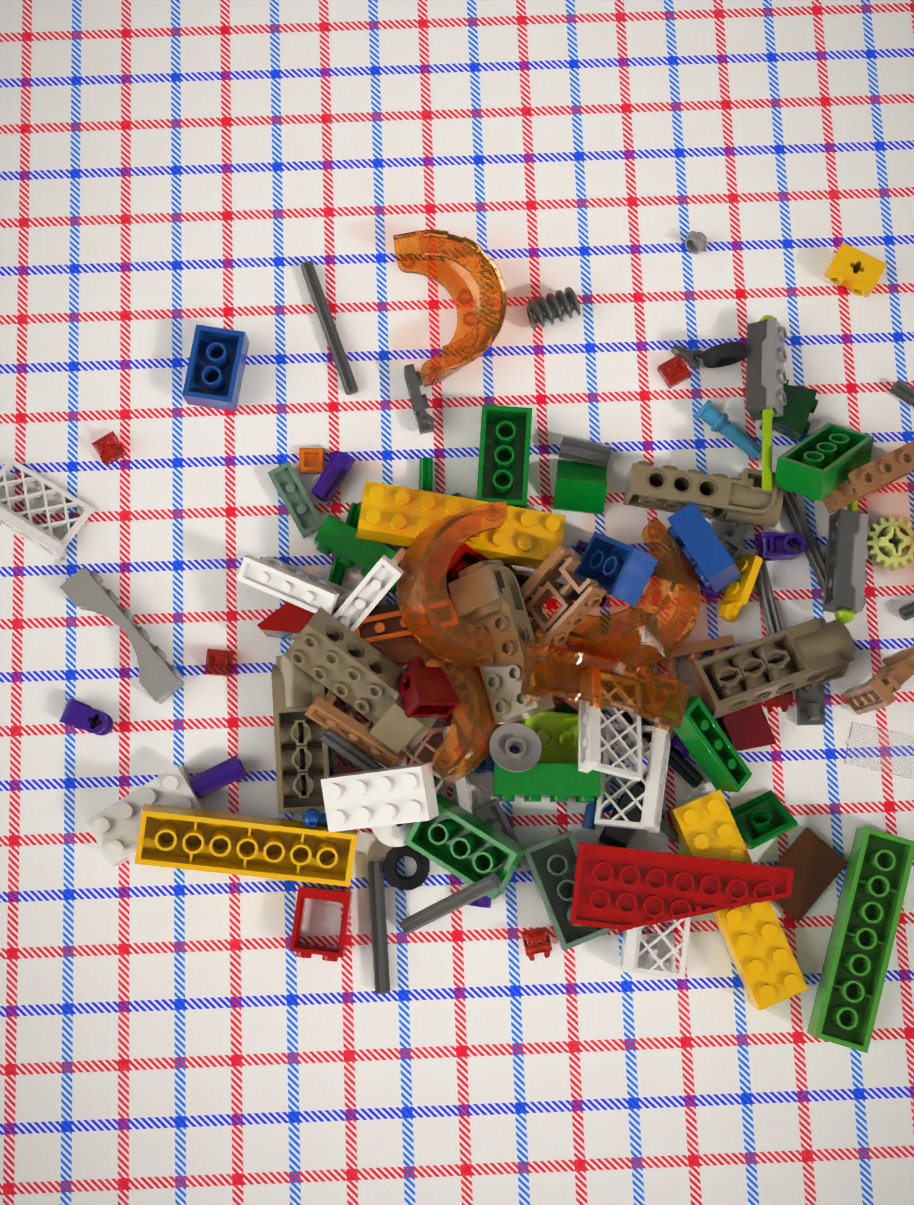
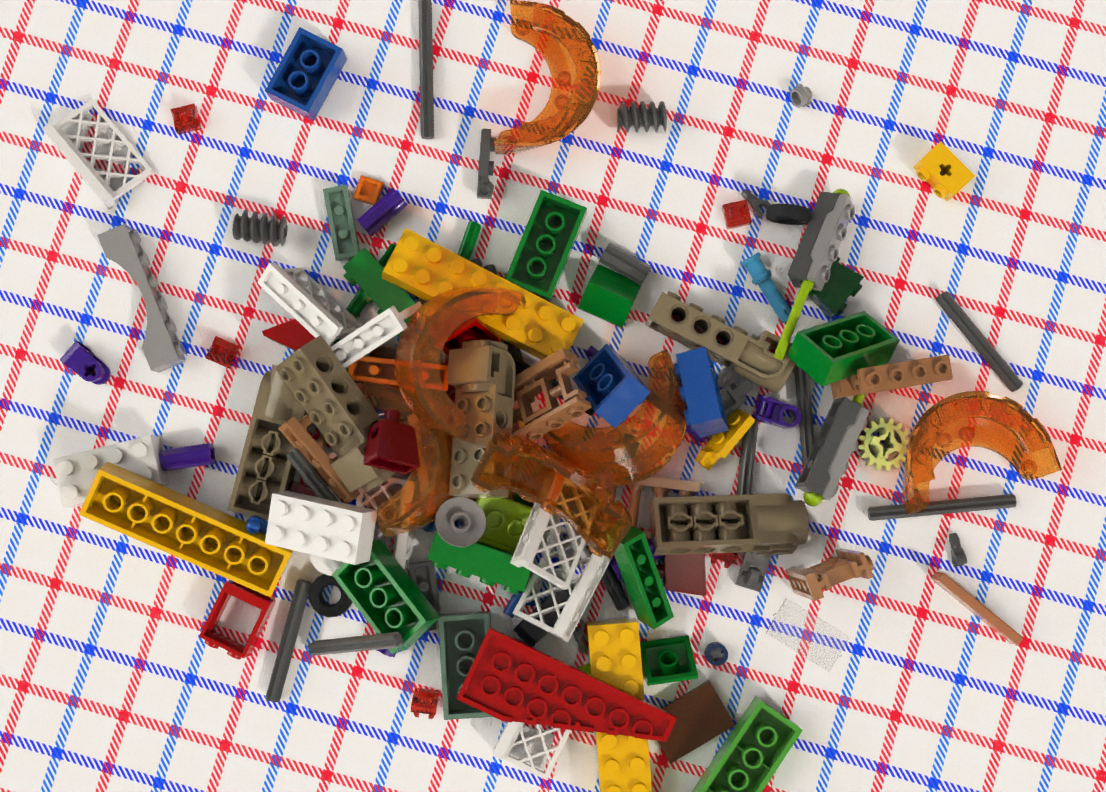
camera: 20 degrees right, 5 degrees up
(218, 529) = (260, 229): none -> dark grey piece
(808, 805) = (718, 661): none -> dark blue bush

